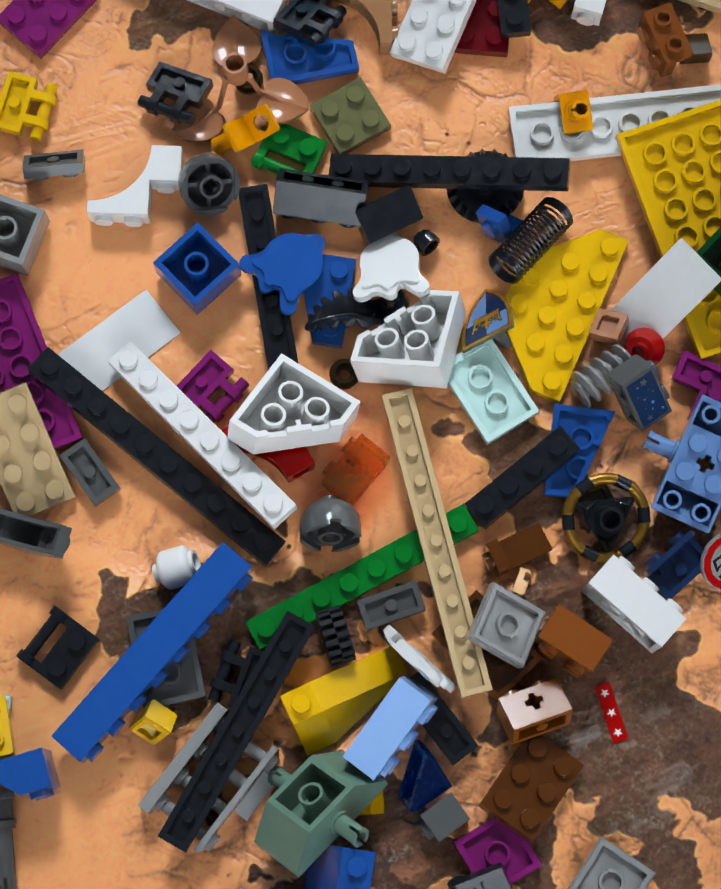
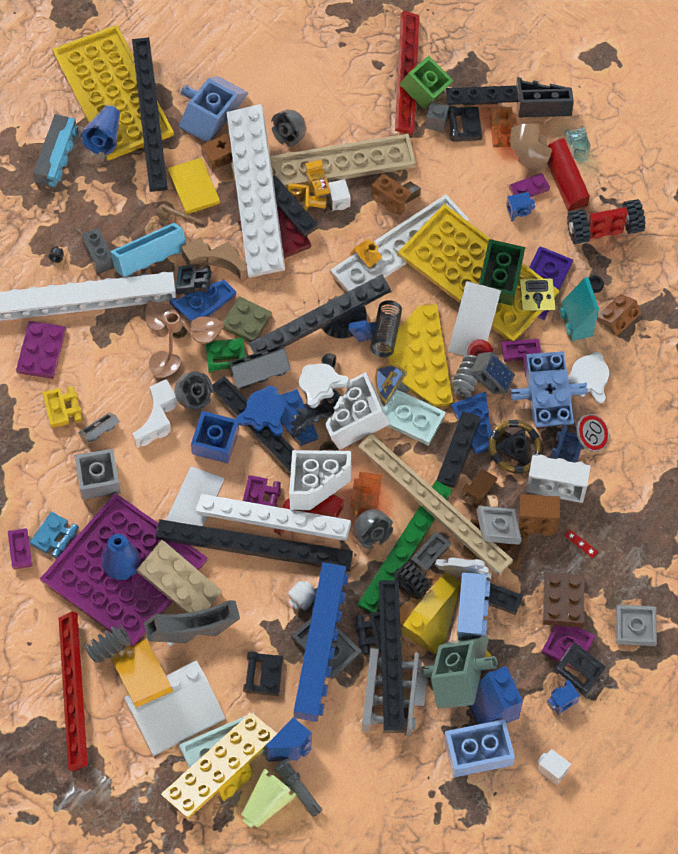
camera: 30 degrees left, 15 degrees down
(90, 472) = (223, 574): dark grey plate -> none
(154, 722) = (342, 681): yellow slope -> none
(179, 85) = (142, 351): black plate -> none
(243, 131) = (194, 355): light orange bracket -> none
(388, 214) = (301, 355): black panel -> none
(422, 779) = (504, 626): clear blue slope -> none
(443, 818) = (528, 642): dark grey brick -> none
(534, 710) = (541, 560): brick -> none
(608, 326) = (454, 351): nougat plate -> none

